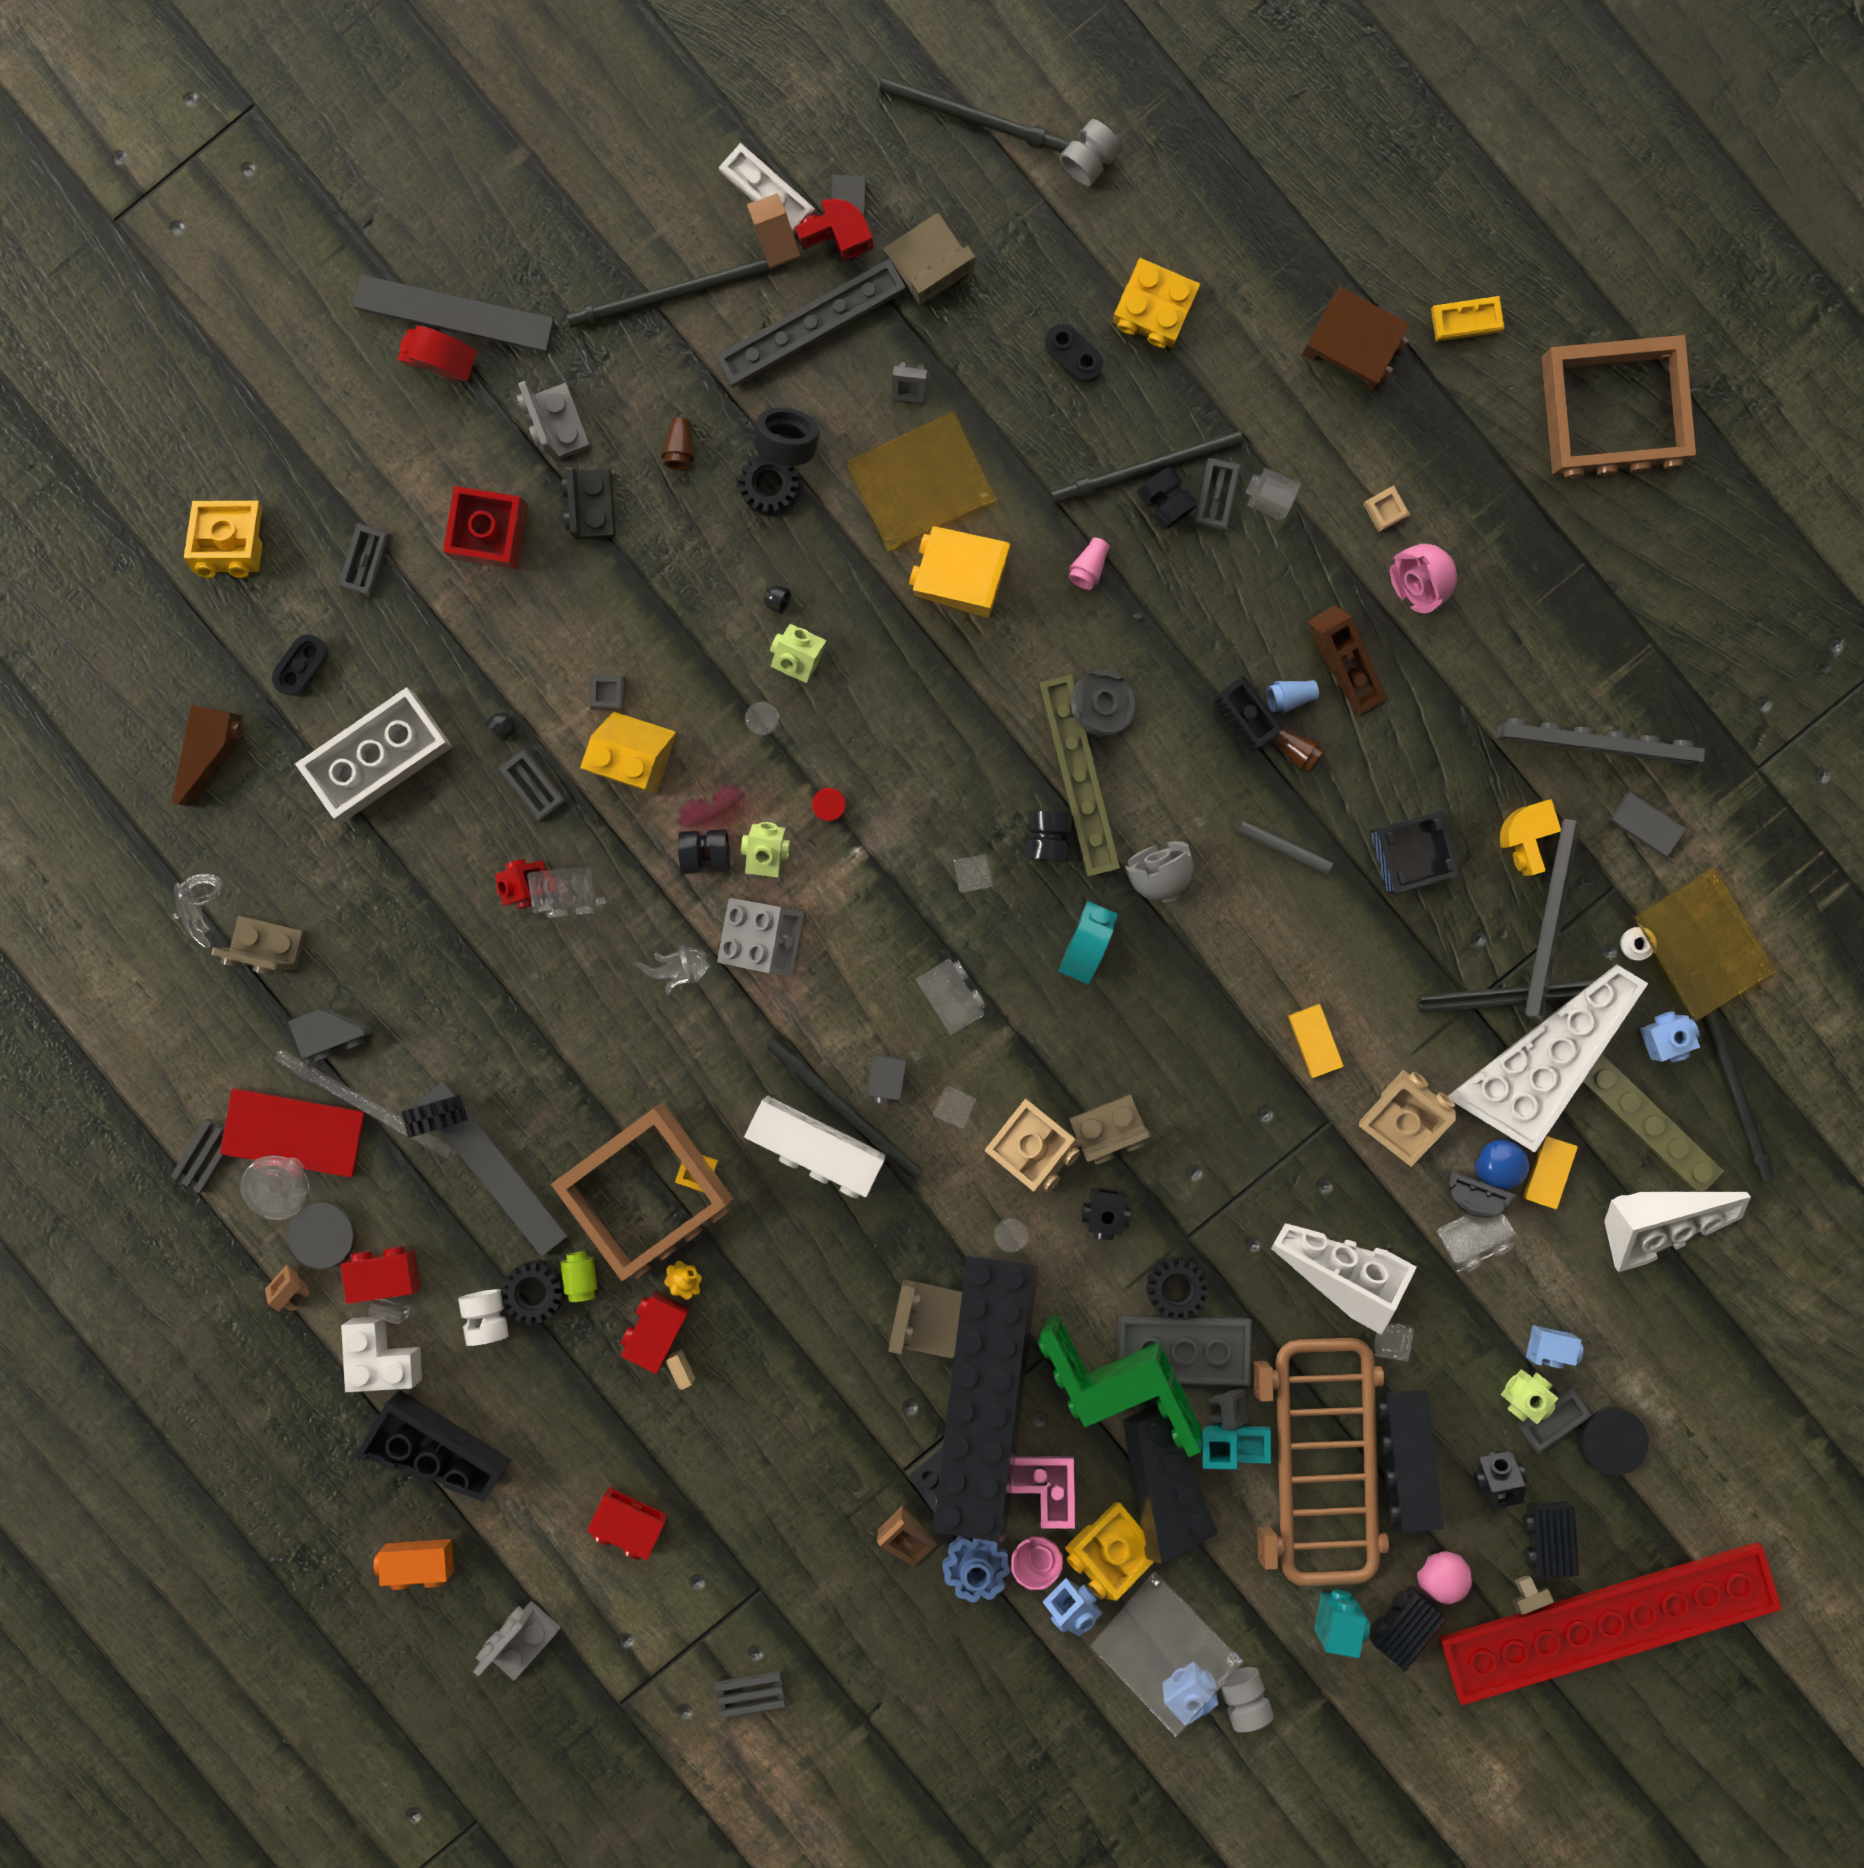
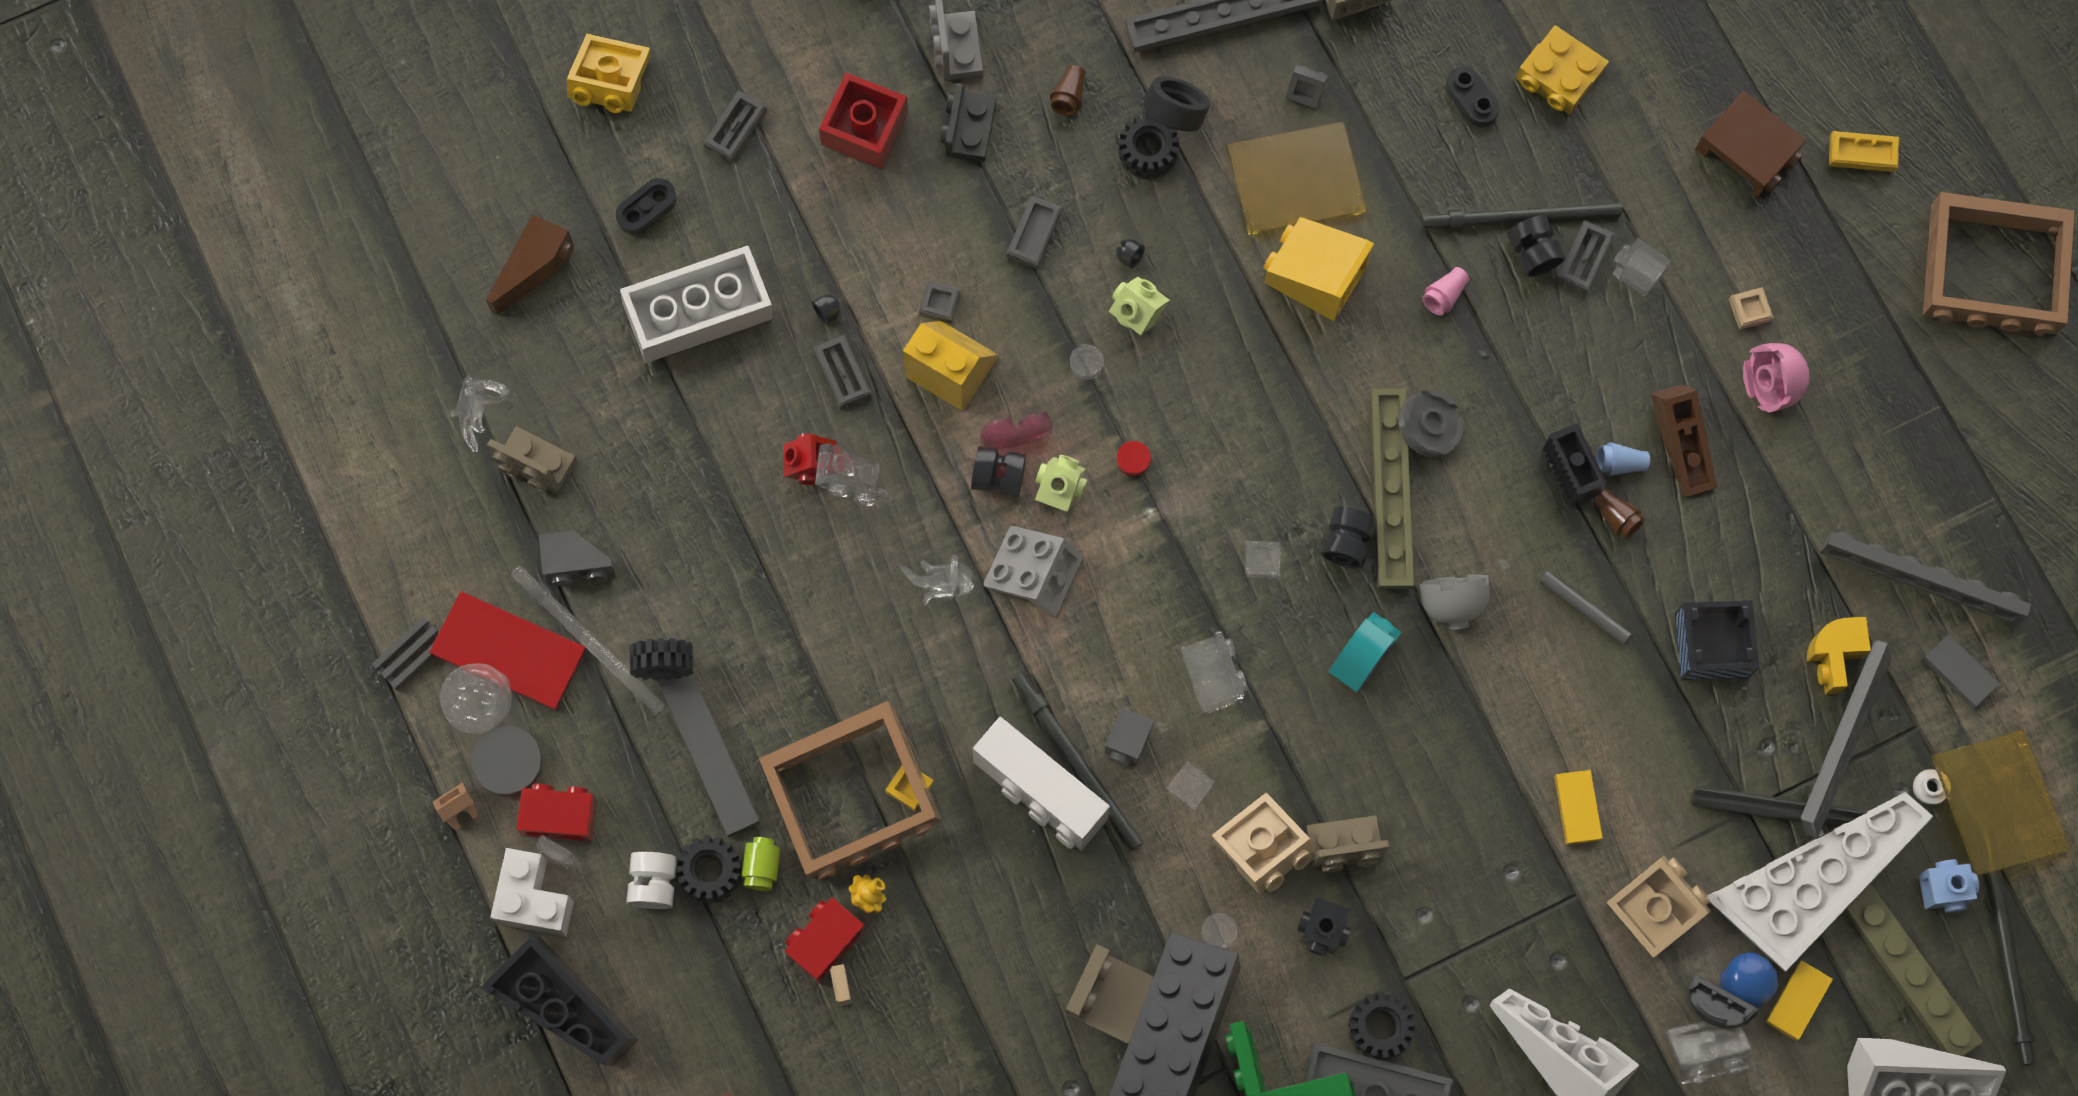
camera: 10 degrees right, 15 degrees down
(680, 598) = (1034, 232): none -> dark grey tile

